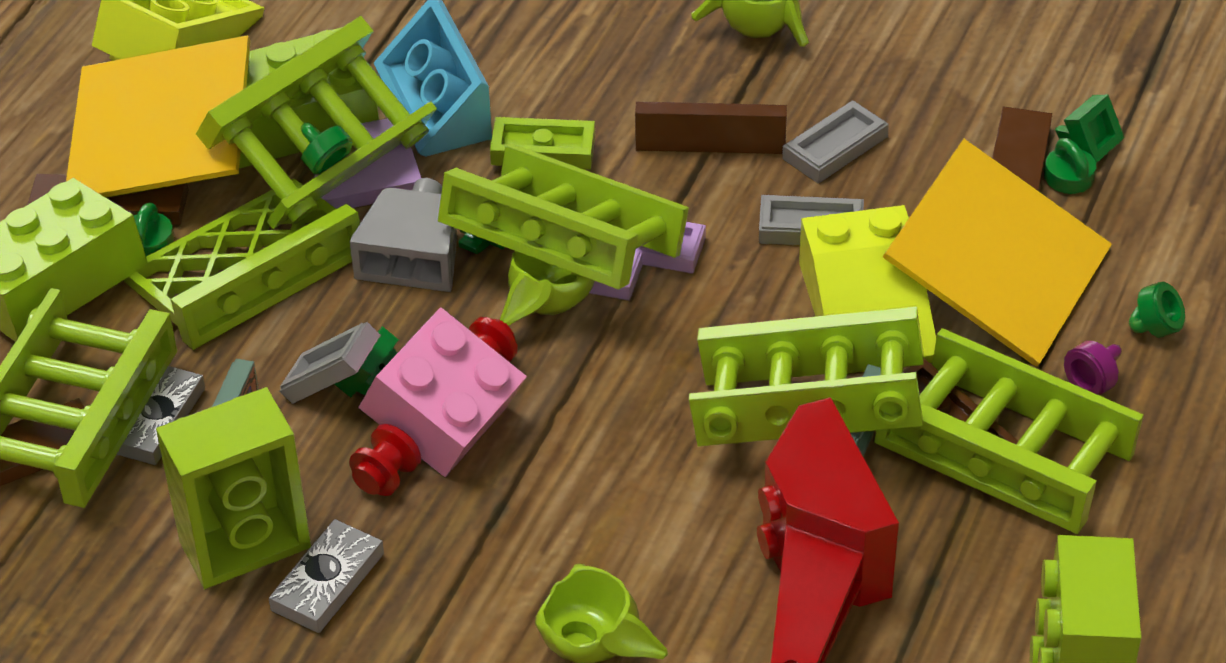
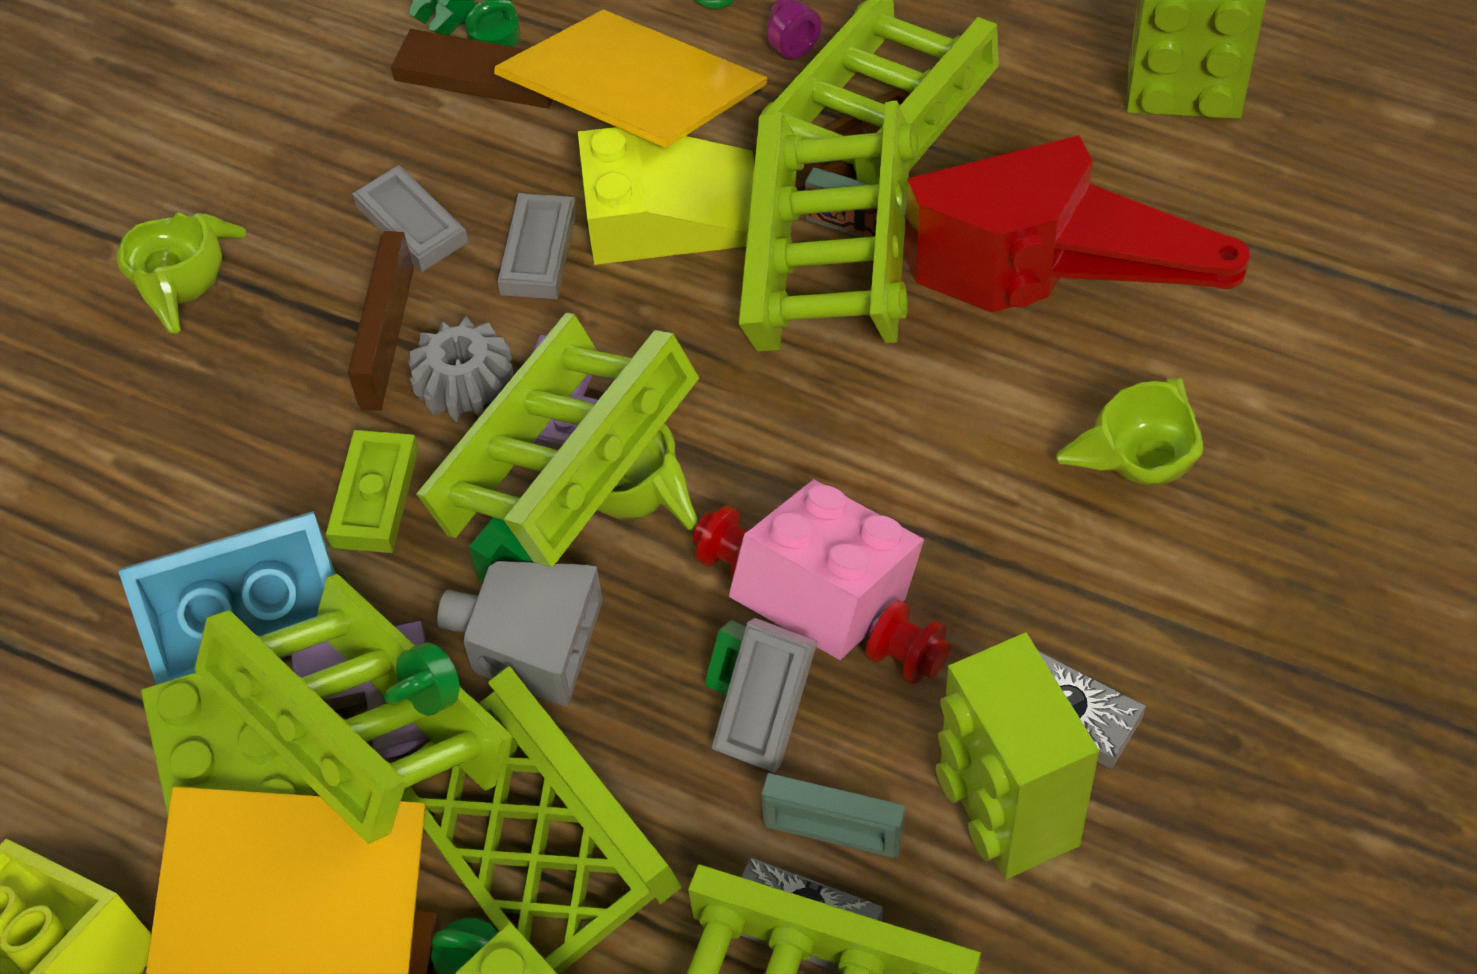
camera: 85 degrees left, 10 degrees up
(664, 170) = (460, 368): none -> light grey gear

